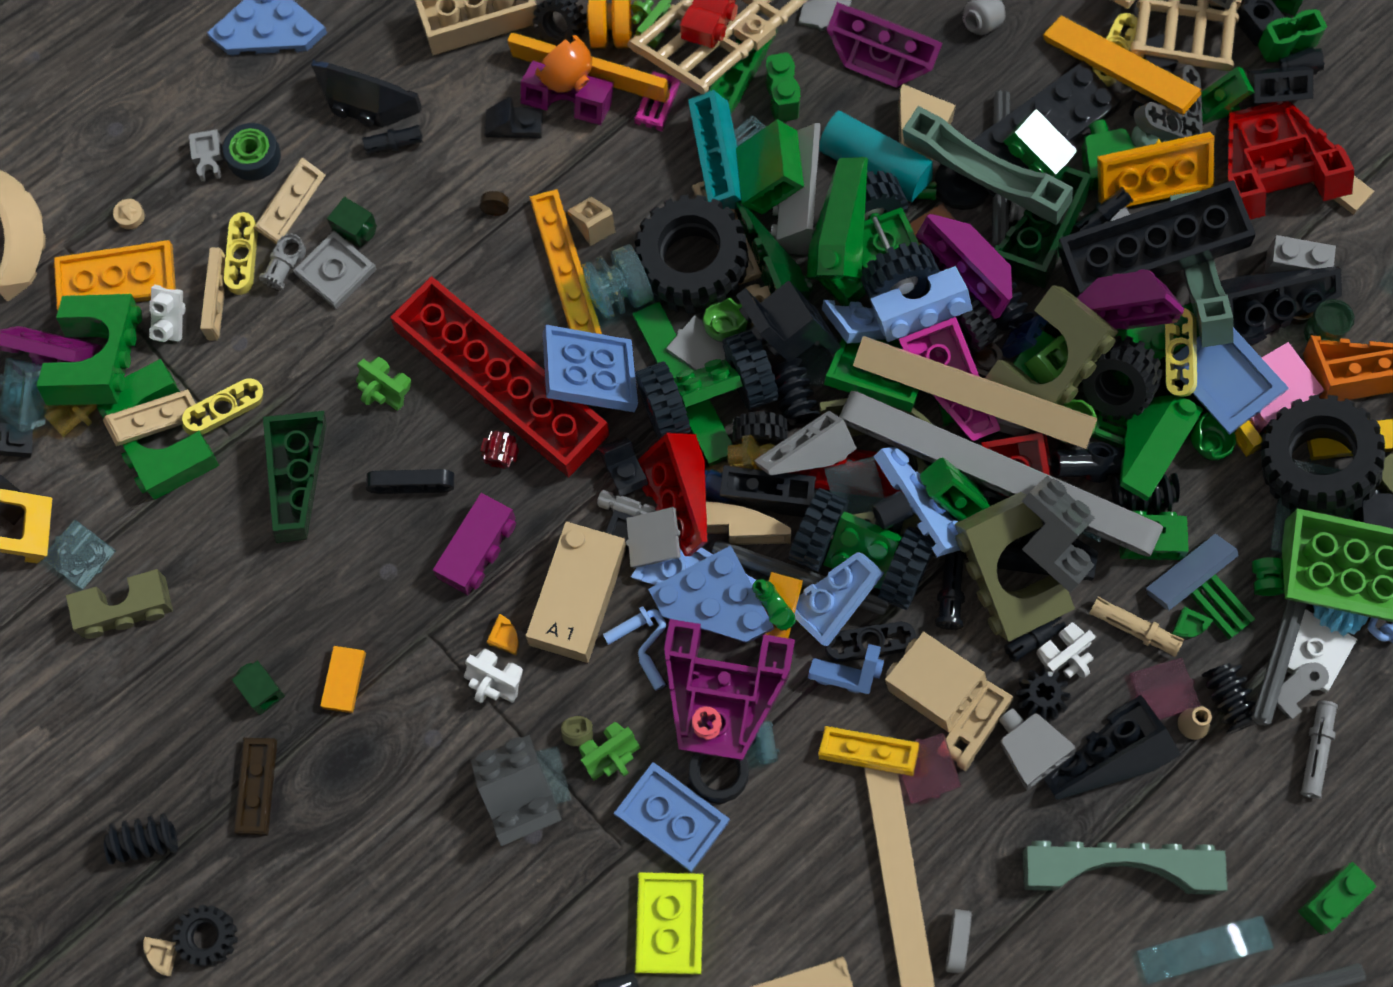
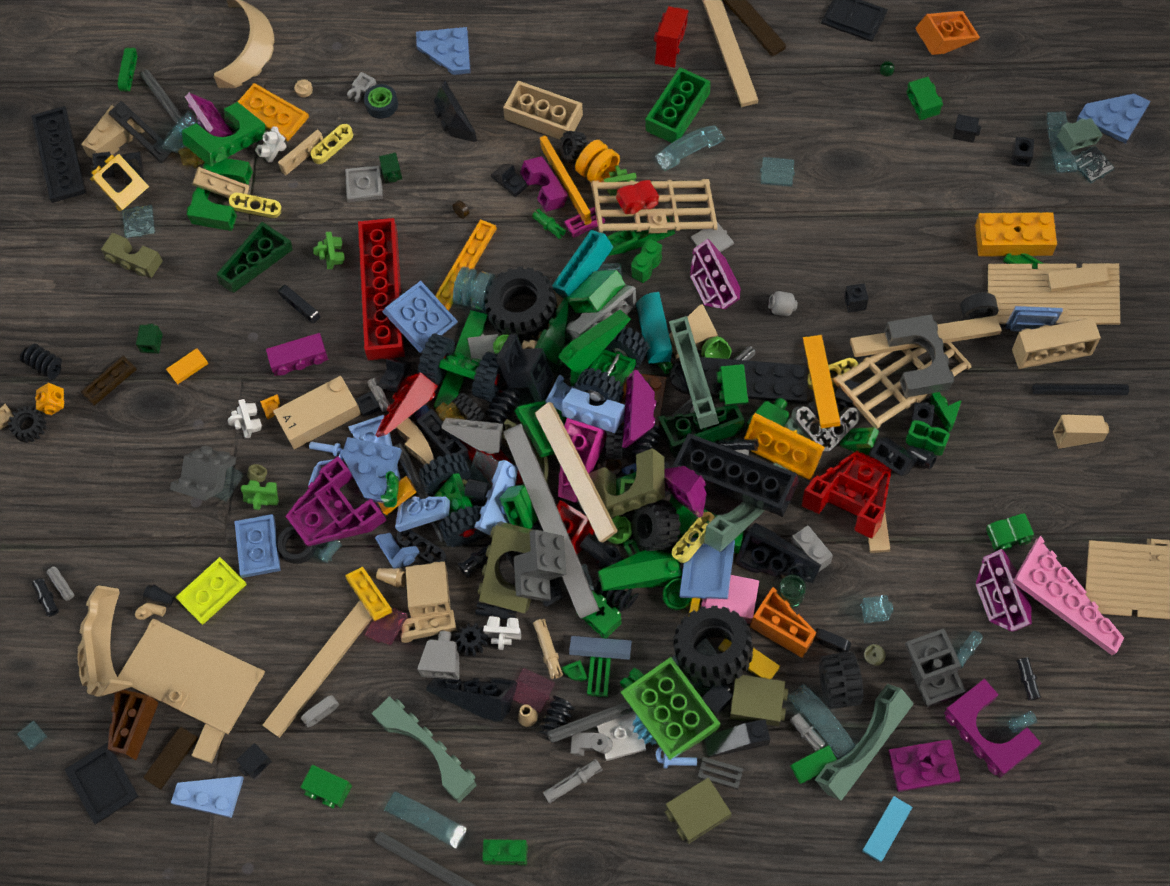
camera: 45 degrees right, 5 degrees down
(206, 877) = (49, 399): none -> light orange brick
(282, 263) = (343, 161): light grey connector -> none
(289, 200) = (374, 136): tan tile -> none
(392, 139) = (446, 144): black pin -> none
(499, 449) = (349, 321): dark red gear -> none
(566, 66) = (546, 168): orange cylinder -> none
(593, 220) = (496, 253): tan slope -> none
(618, 136) = (549, 223): none -> green pin
(653, 537) = (371, 416): light grey piece -> none
(710, 713) = (301, 509): coral bush -> none
(873, 705) = (394, 577): none -> tan cone
(969, 121) = (716, 348): none -> bright green hair

